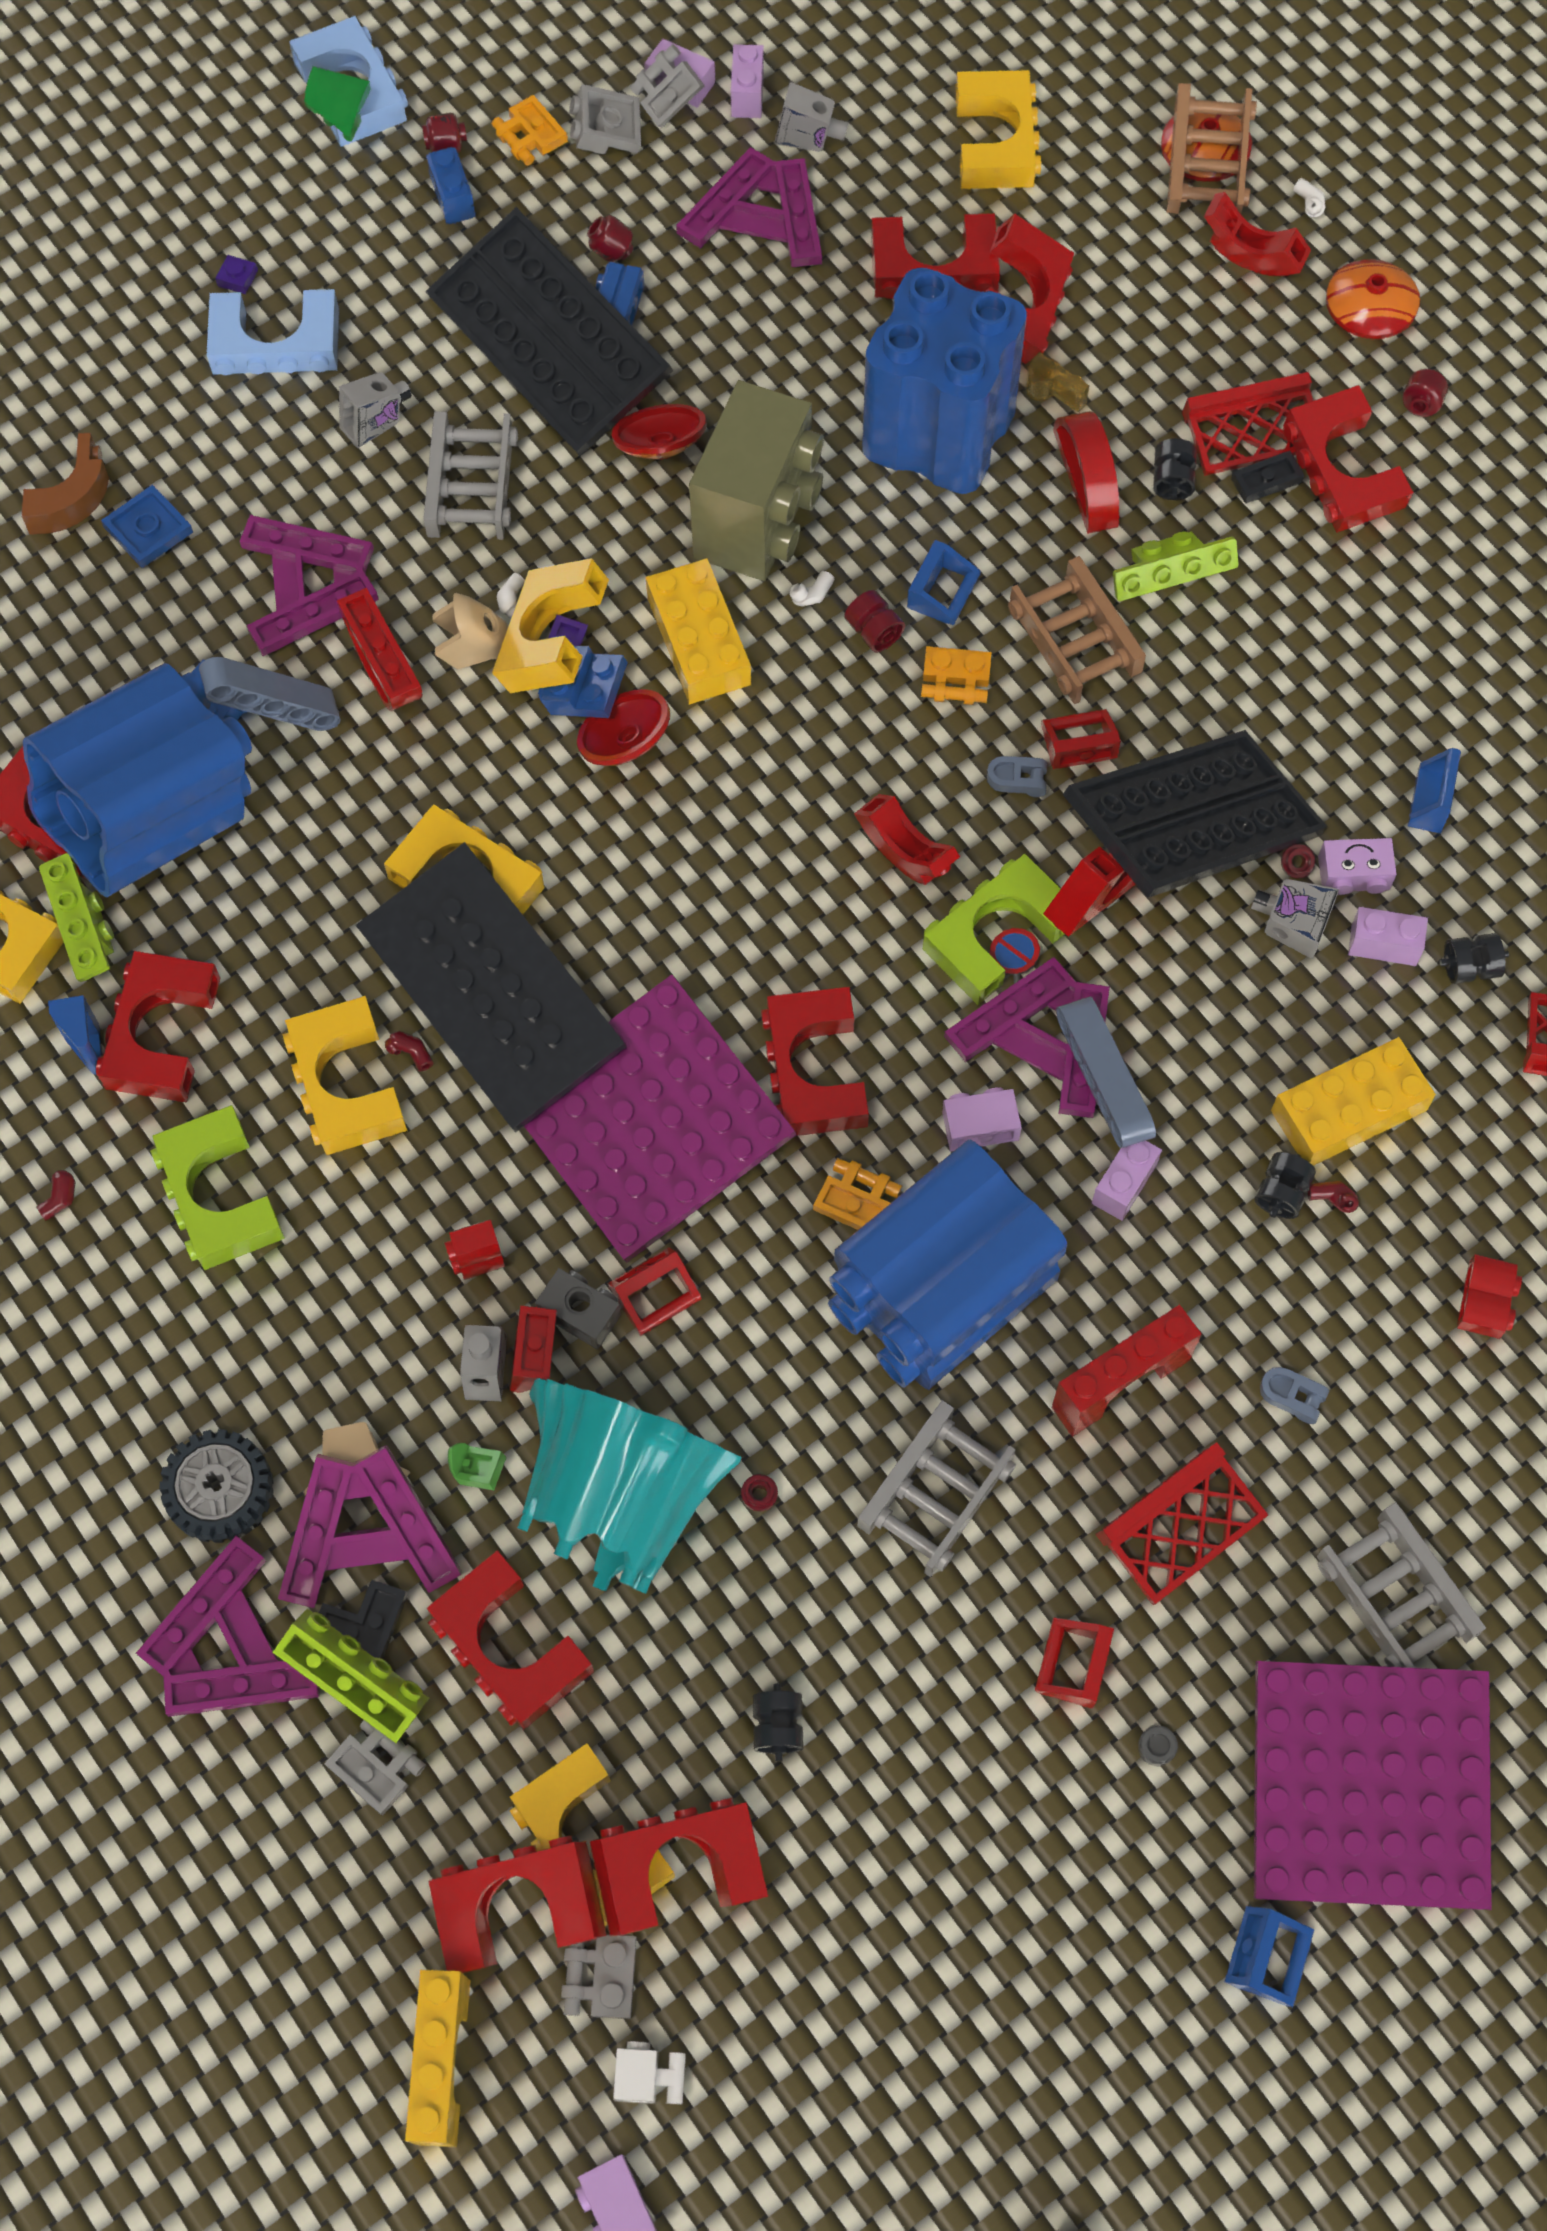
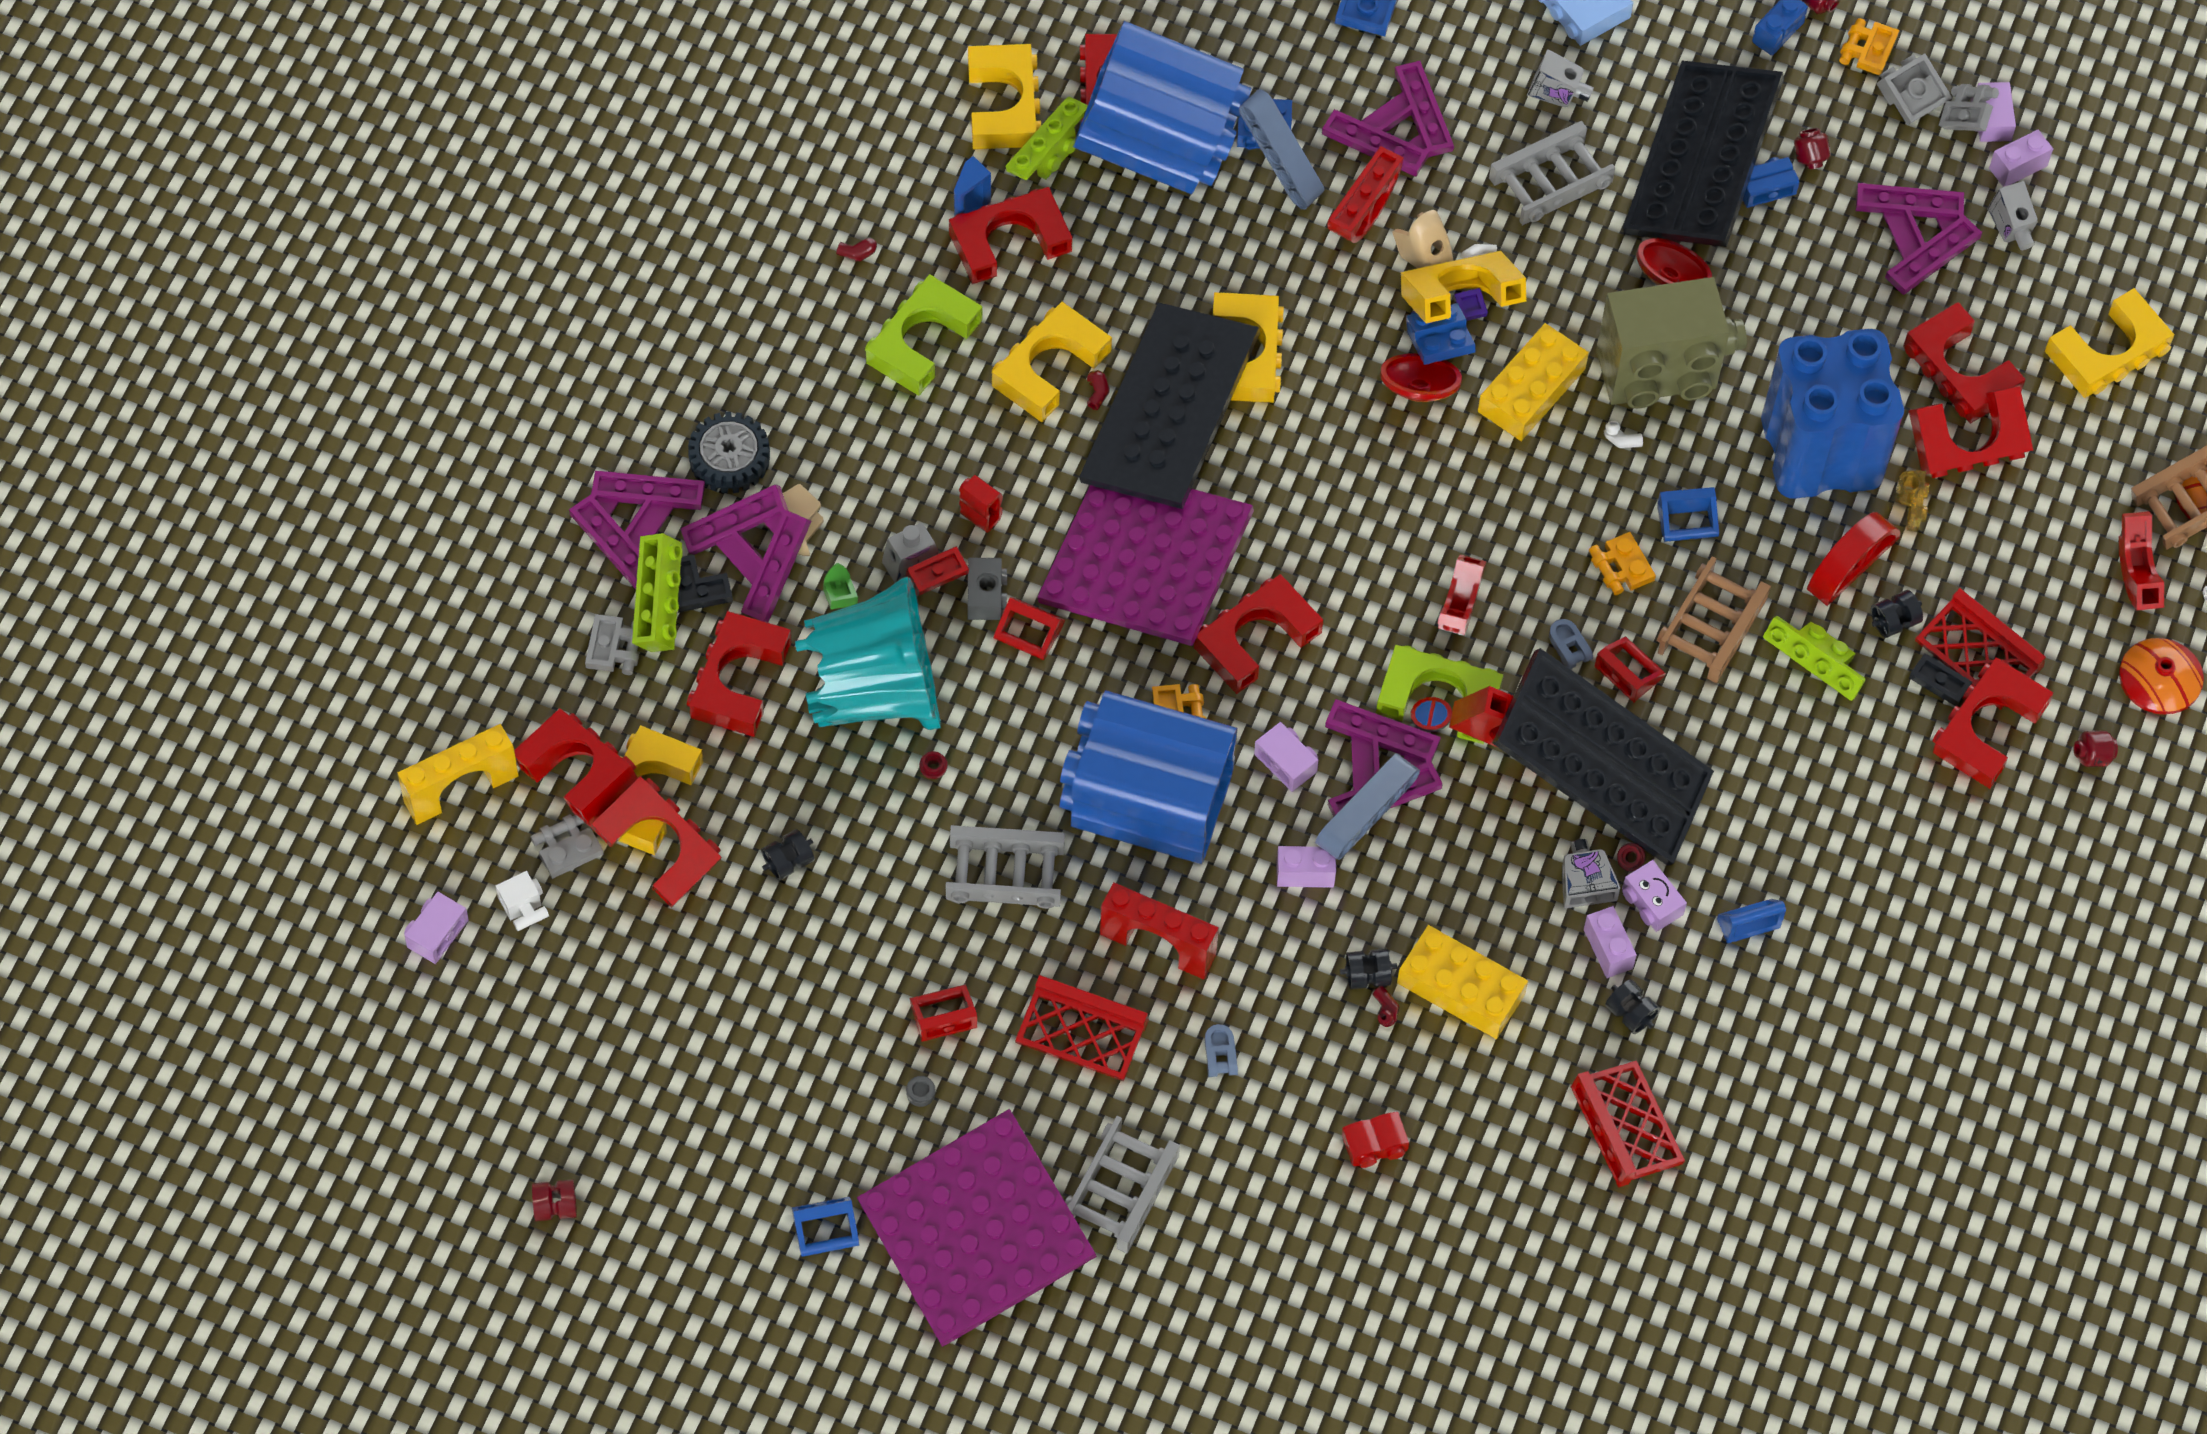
camera: 55 degrees right, 5 degrees down
(875, 622) = (1622, 485): dark red wheel -> none

